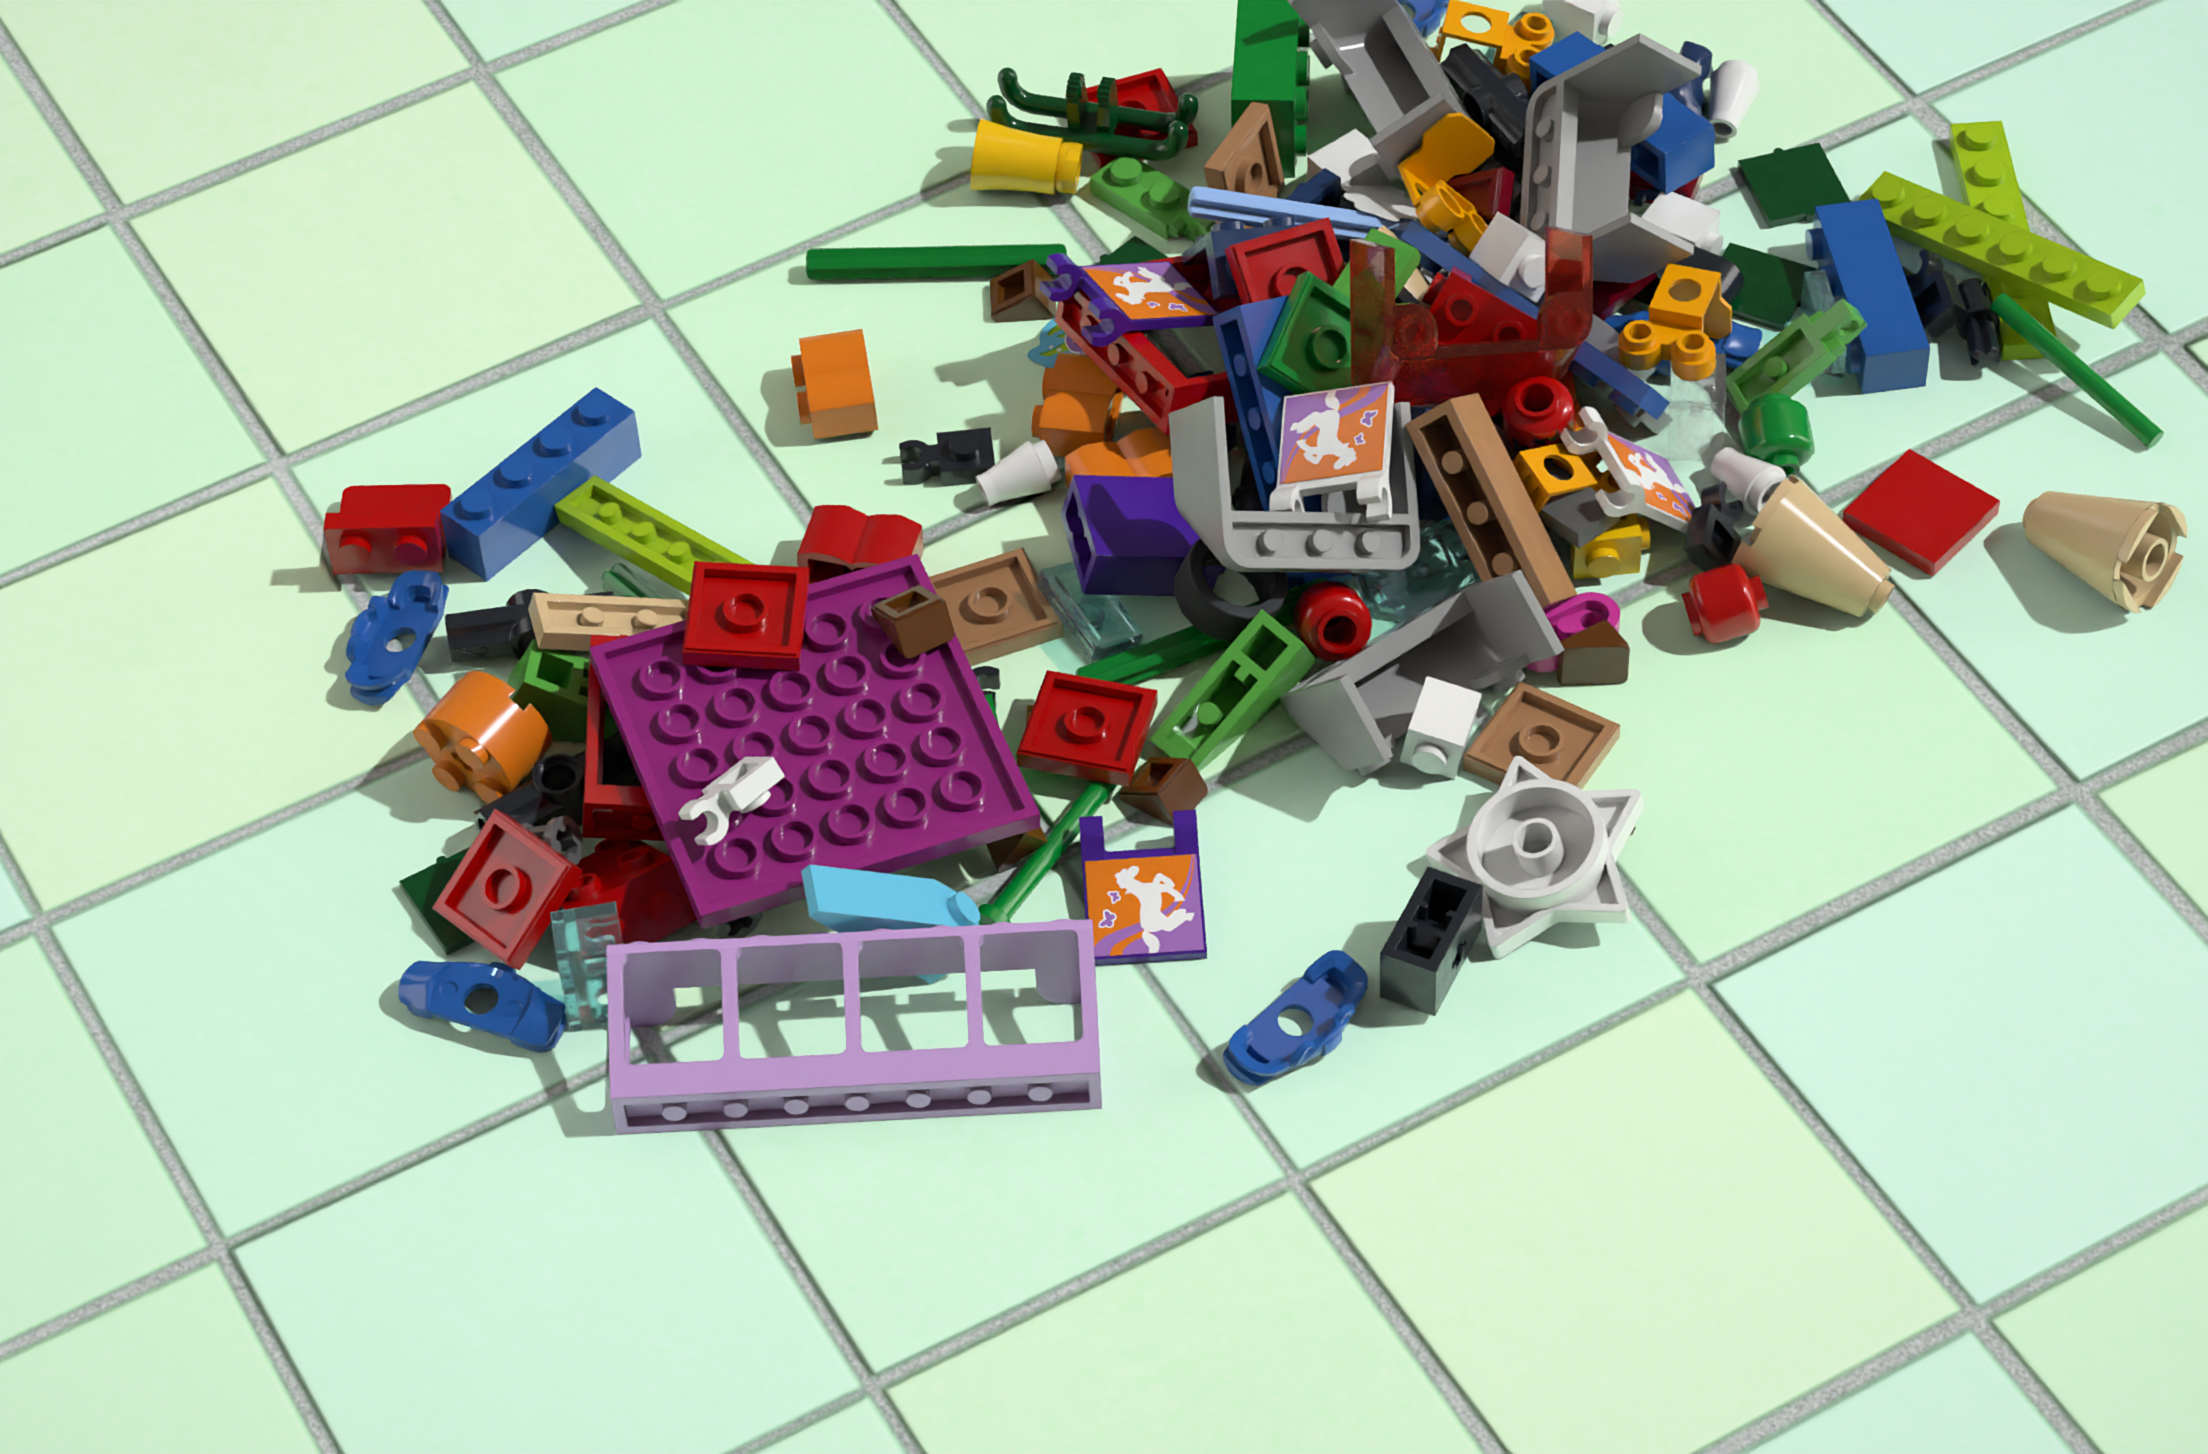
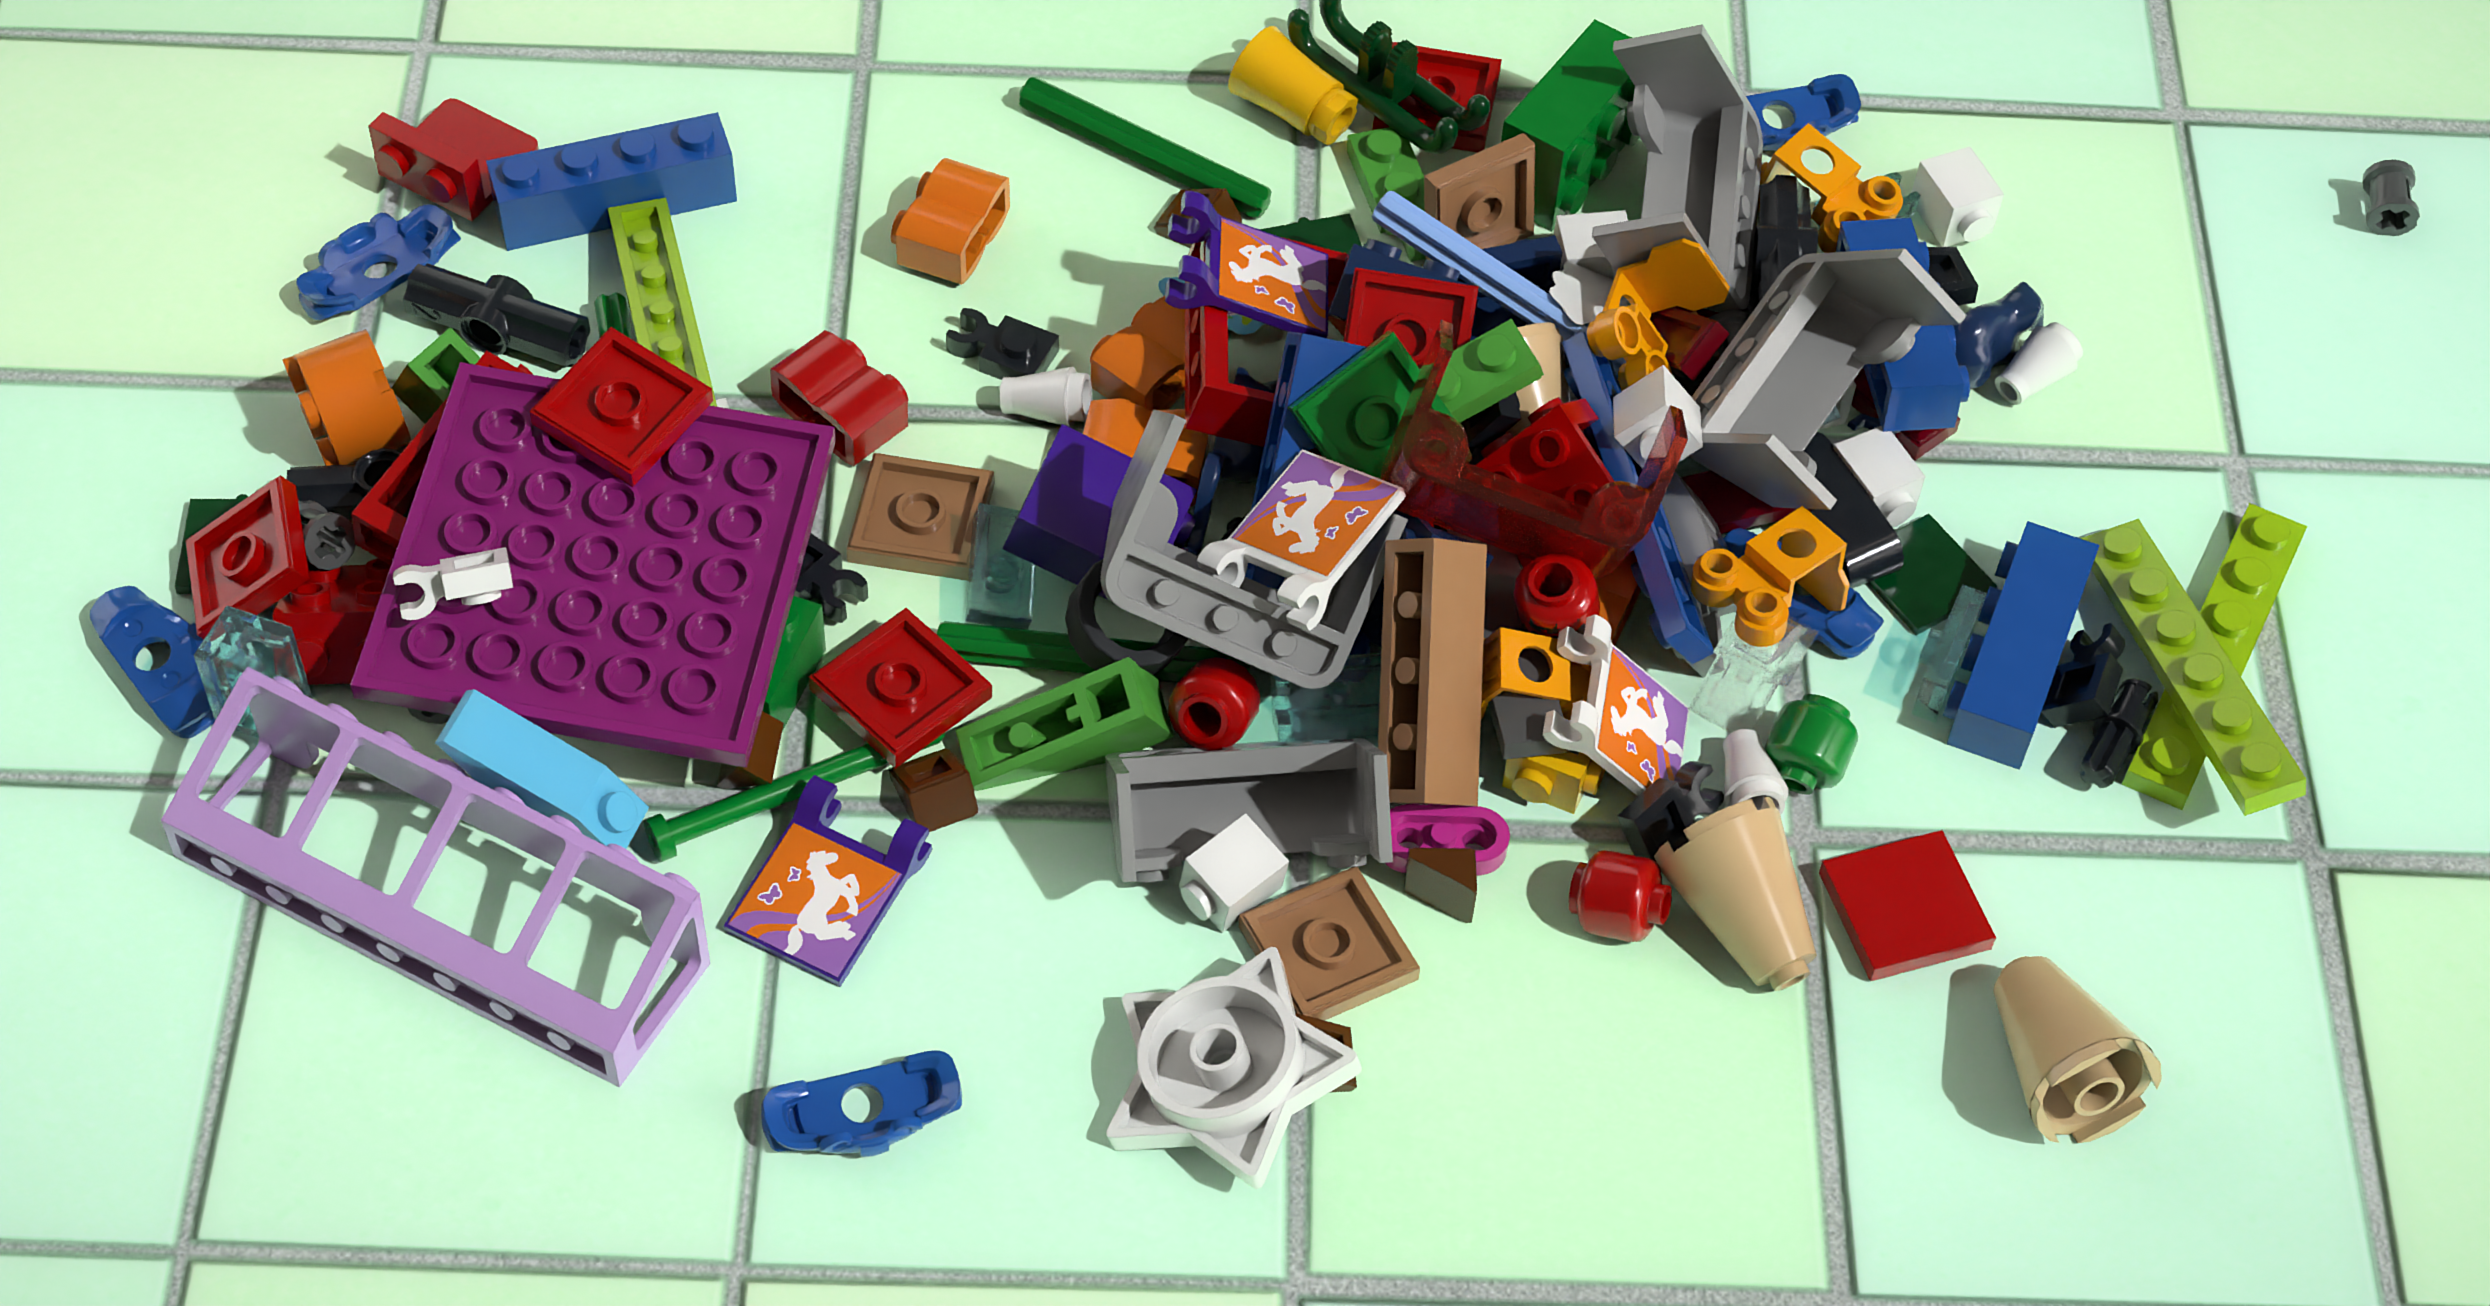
camera: 25 degrees right, 5 degrees up
(571, 619) = (515, 334): tan plate -> none
(914, 621) = (772, 494): reddish brown slope -> none
(1431, 941) = (1040, 1097): black brick -> none
(1791, 183) = (2042, 484): dark green piece -> none
(1795, 355) = (1885, 669): bright green hinge -> none
(2077, 370) = (2182, 839): green bar -> none

